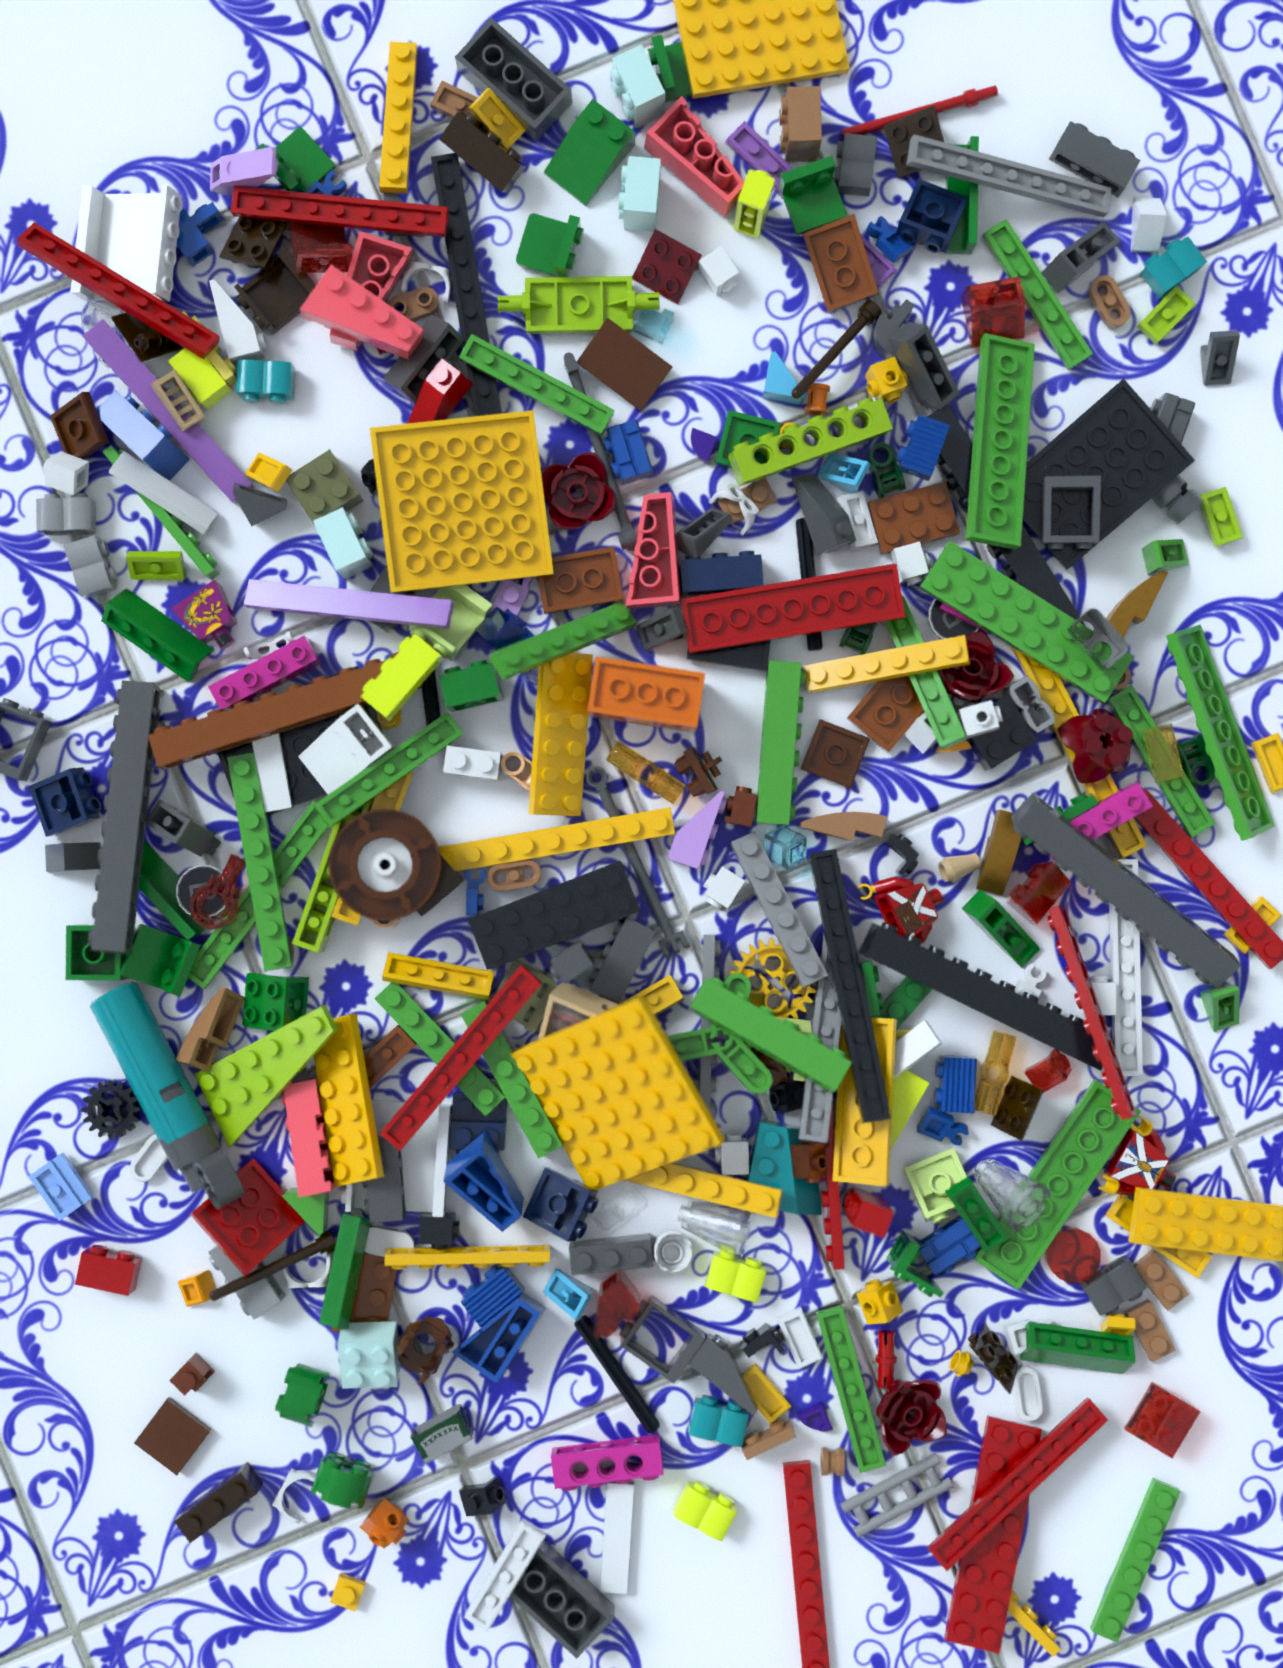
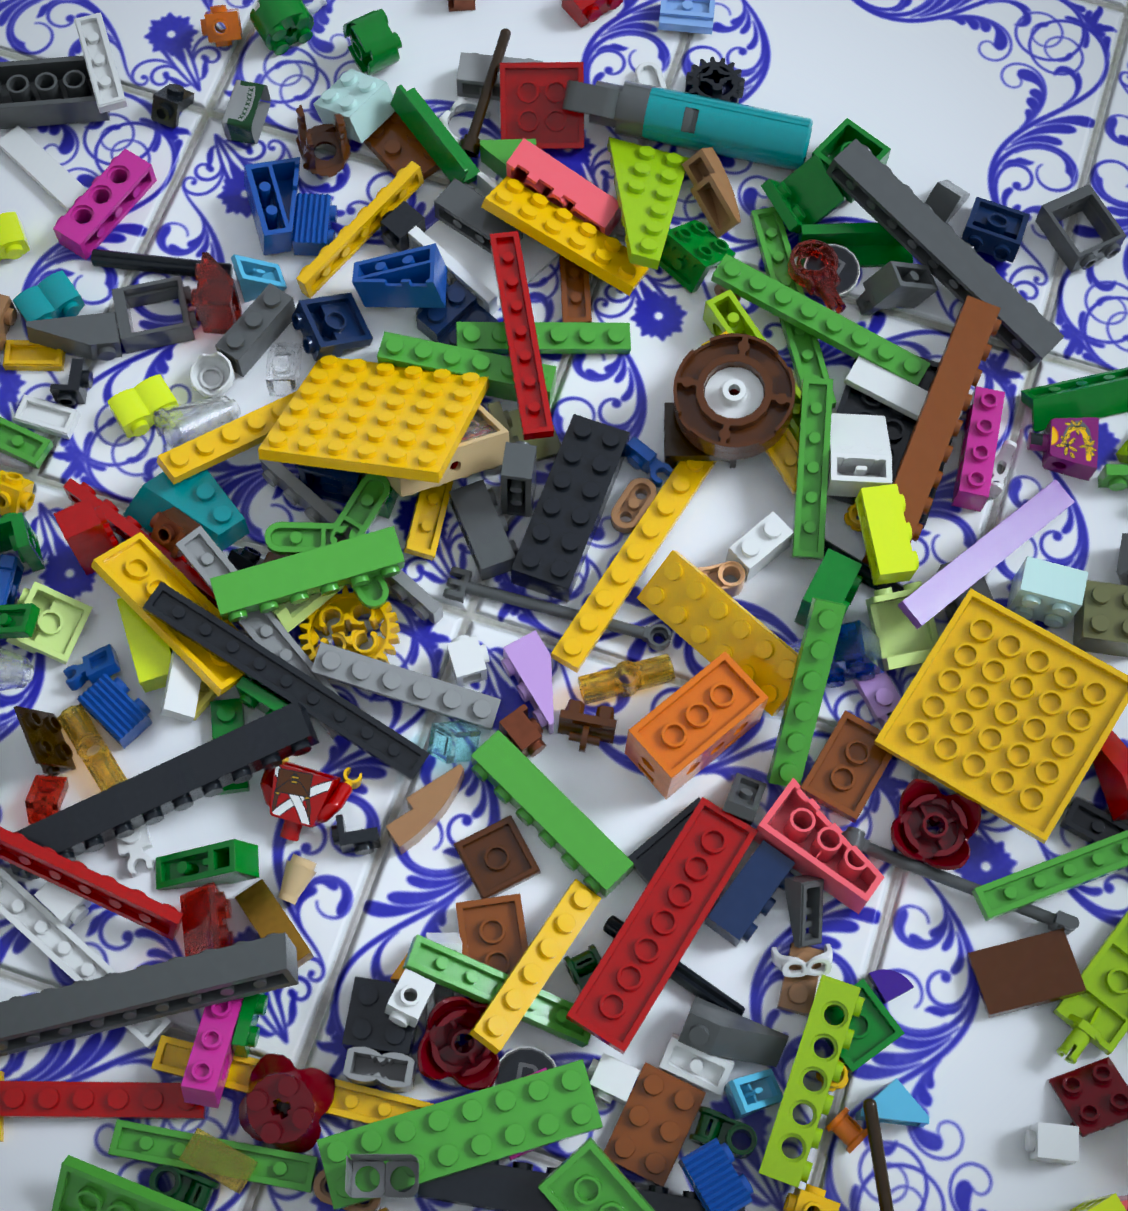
camera: 130 degrees right, 20 degrees down
(197, 1288) = (522, 43): light orange slope -> none
(381, 1238) = (434, 184): white tile -> none
(438, 976) = (603, 382): yellow plate -> none
(628, 451) = (936, 906): blue brick -> none
(654, 324) = (1044, 1036): clear light blue panel -> none
(733, 1155) = (240, 483): white brick -> none

